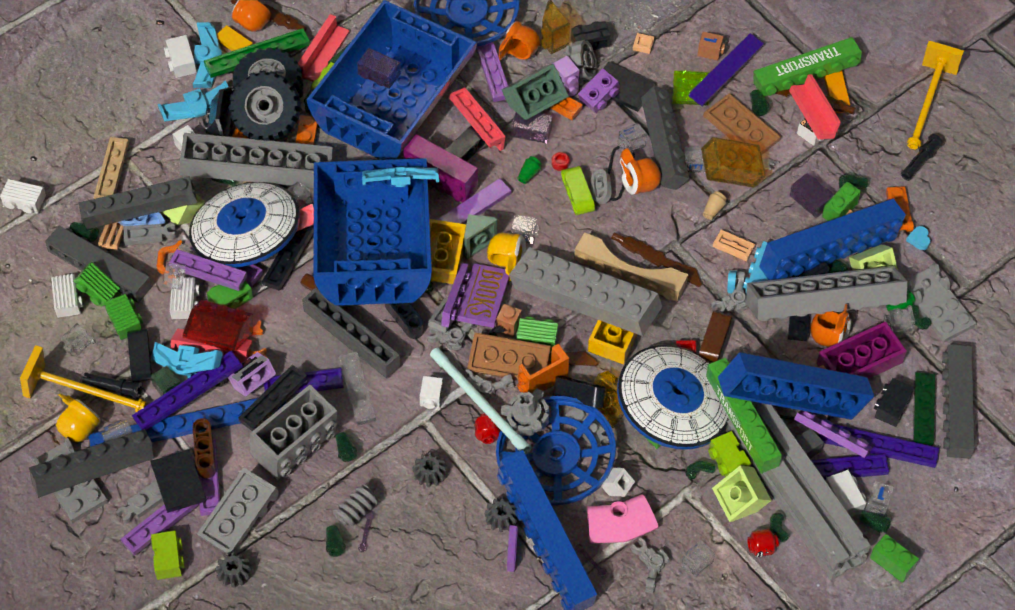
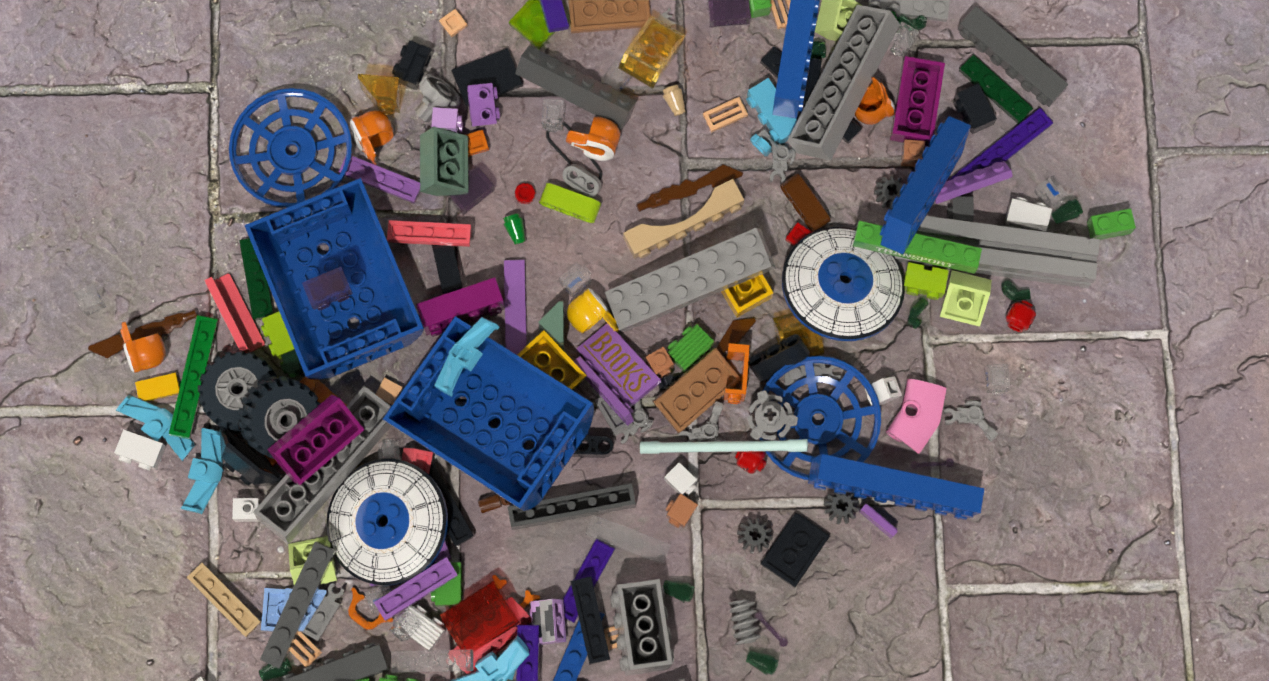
camera: 55 degrees left, 20 degrees up
(163, 317) = (431, 661): none -> clear plate
(264, 130) = (315, 439): none -> magenta brick
(407, 408) = (680, 511): none -> nougat brick
(442, 508) = (795, 550): none -> black tile
(857, 465) = (1003, 192): dark purple tile -> none

